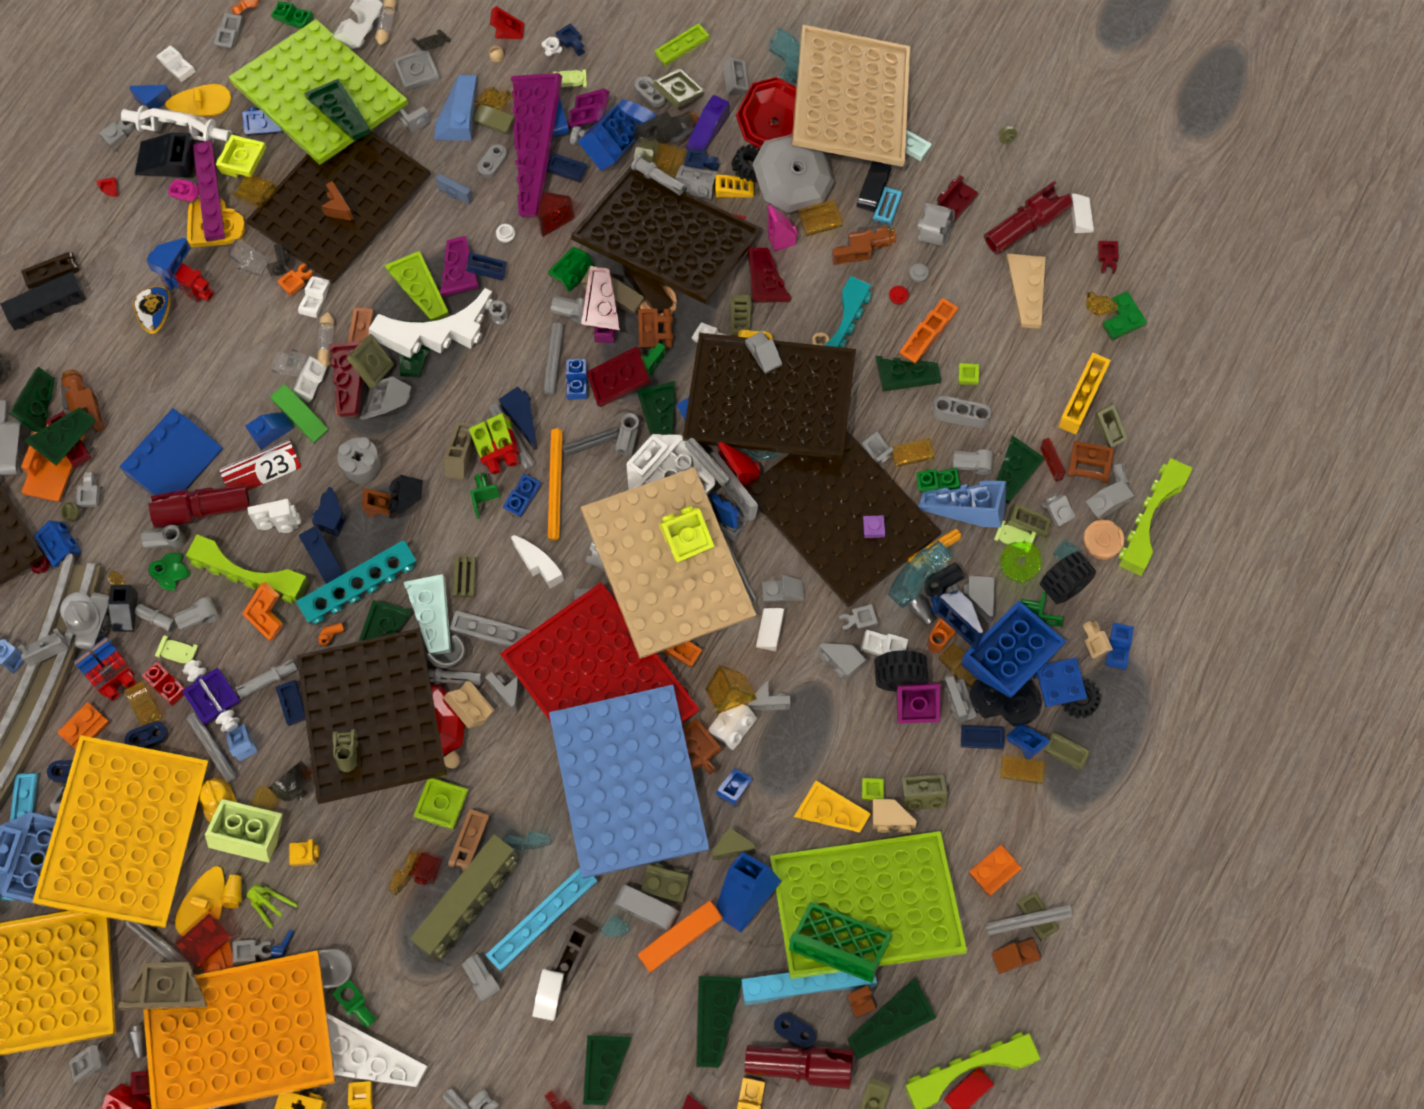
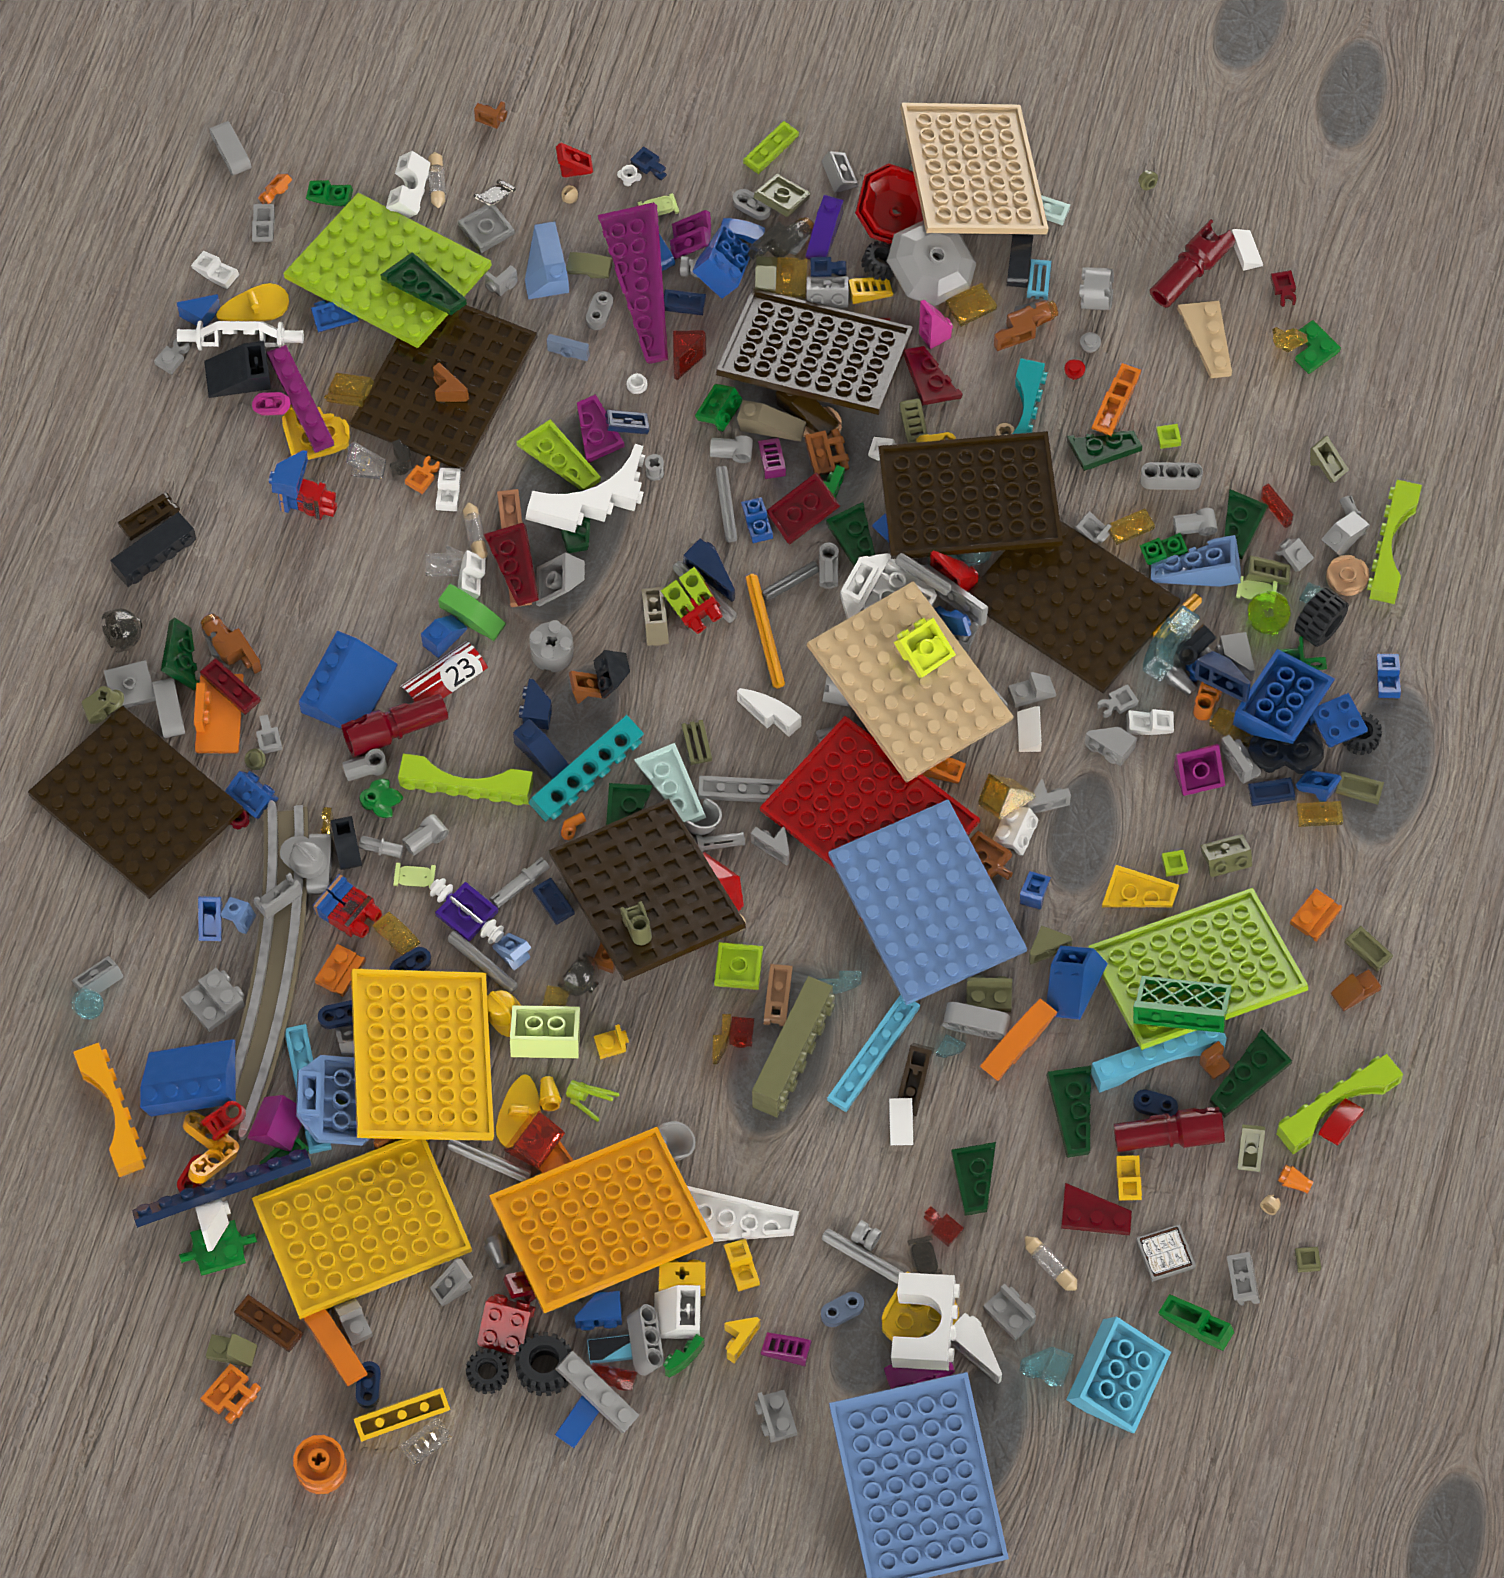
camera: 15 degrees left, 5 degrees down
(61, 436) = (227, 682): dark green wing -> none
(109, 186) = (182, 416): red tile -> none
(152, 308) = (276, 533): shield -> none
(164, 683) = (411, 910): red slope -> none
(164, 987) = (516, 1188): dark tan wing -> none
(240, 156) = (323, 356): neon yellow plate -> none
(246, 952) = (582, 1145): light grey plate -> none
(259, 611) = (492, 818): orange plate -> none
(277, 514) = (483, 716): white plate -> none
(280, 951) = (615, 1138): blue hand -> none
(355, 1005) = (709, 1171): green bracket -> none
(370, 361) = (535, 542): olive tile -> none
(469, 705) = (741, 864): tan bracket -> none
(483, 492) = (692, 654): green bracket -> none
(483, 982) = (832, 1124): light grey piece -> none
(493, 98) = (583, 243): clear yellow slope -> none
(522, 495) = (734, 648): blue slope -> none
(600, 301) = (764, 435): wing -> none
(651, 171) = (778, 289): light grey pin -> none
(764, 352) = (953, 452): light grey slope -> none
(786, 48) = (892, 133): clear light blue arch -> none
(873, 526) = (1110, 606): medium lavender plate -> none
(890, 815) = (1199, 883): tan slope -> none
(900, 668) = (1174, 737): black tyre -> none
(957, 197) = (1111, 255): dark red bracket -> none
(1029, 920) = (1361, 952): light grey axle -> none
(1084, 393) = (1293, 432): yellow brick -> none
(1090, 455) = (1316, 494): dark orange plate -> none
(1097, 642) = (1366, 676): tan plate -> none

